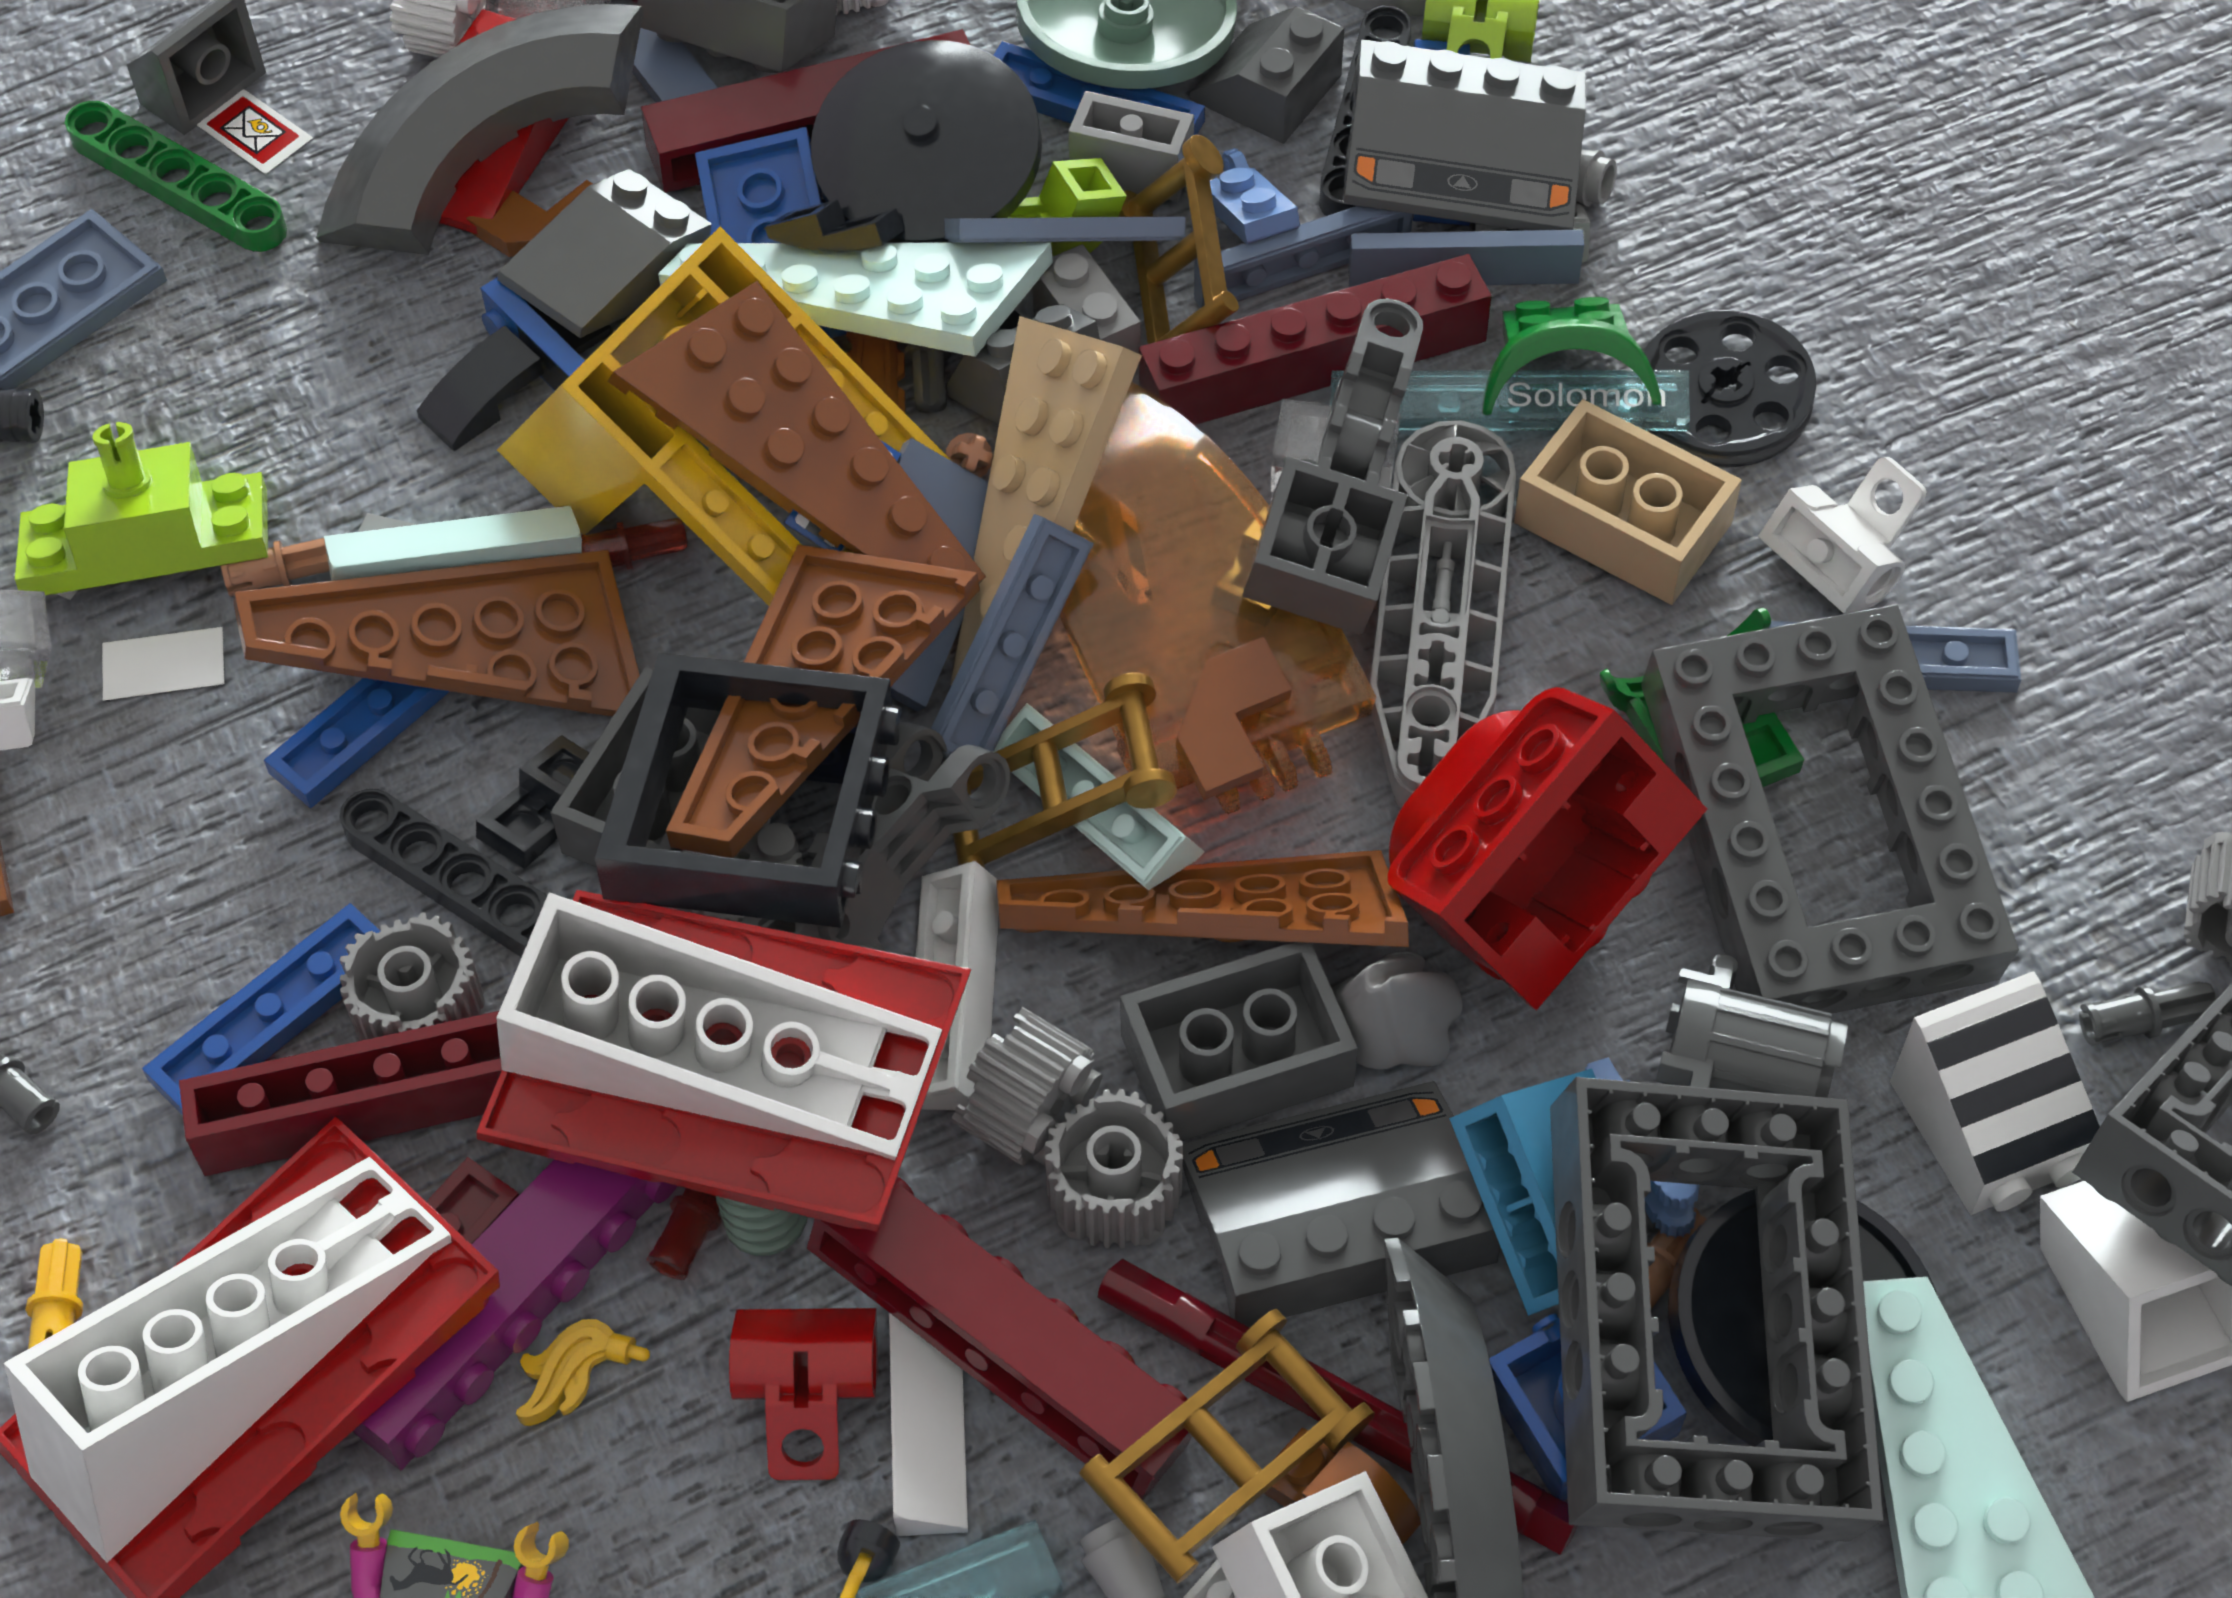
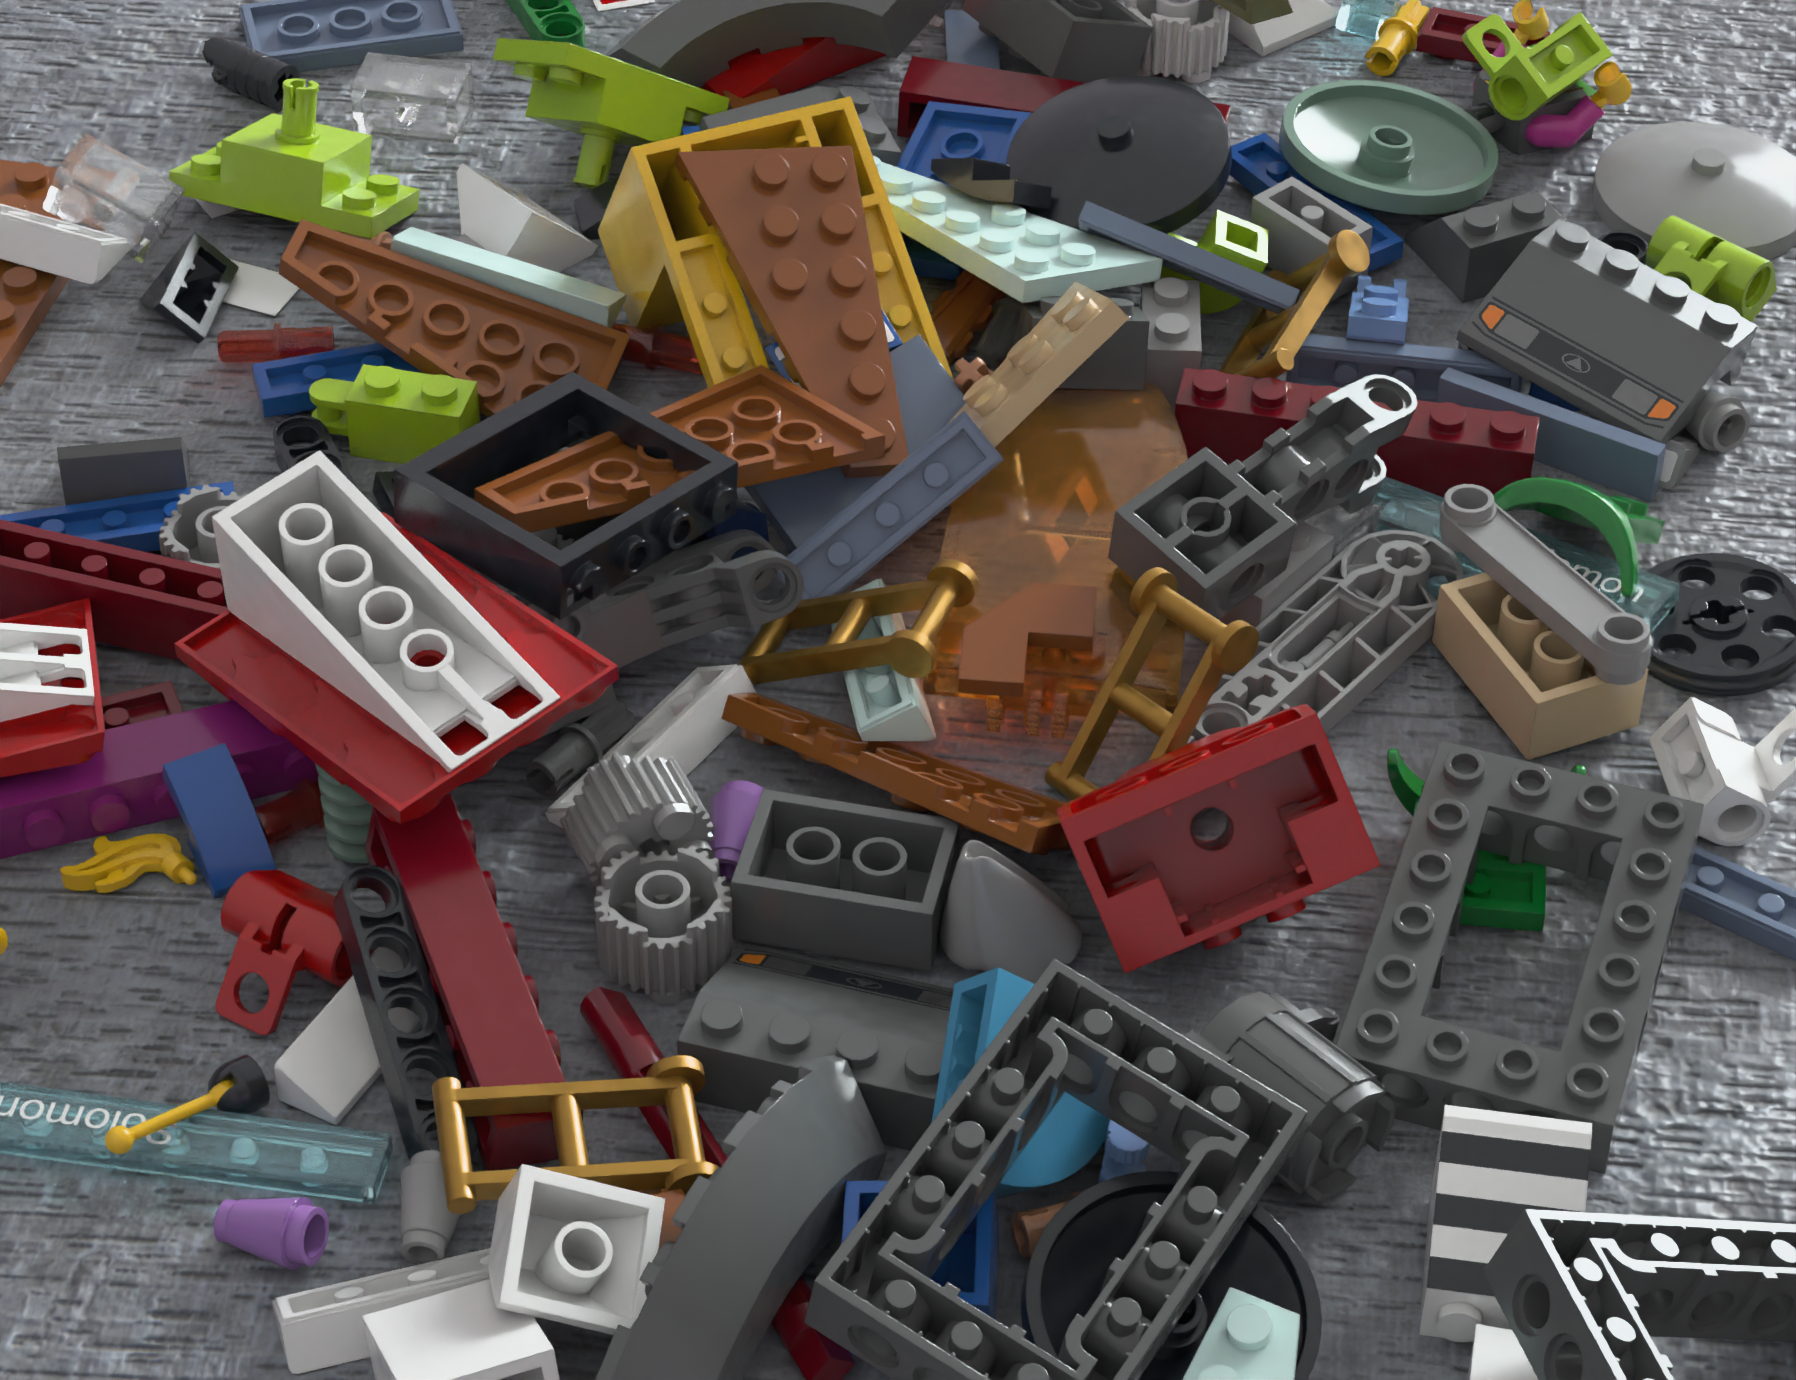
camera: 30 degrees right, 15 degrees down
(123, 698) = (192, 287): none -> black slope
(175, 368) = (413, 98): none -> clear brick
(234, 946) = (122, 469): none -> dark grey slope
(262, 721) = (273, 344): none -> clear red axle
(397, 473) = (515, 224): none -> white slope
(398, 300) = (603, 100): none -> lime brick
(451, 746) = (395, 411): none -> lime brick
(638, 1284) = (218, 817): none -> blue slope
(945, 1394) = (404, 989): none -> black beam
(1095, 1022) = (732, 816): none -> medium lavender cone
(1347, 641) = (1154, 601): none -> pearl gold piece
(1611, 437) = (1545, 584): none -> light grey piece

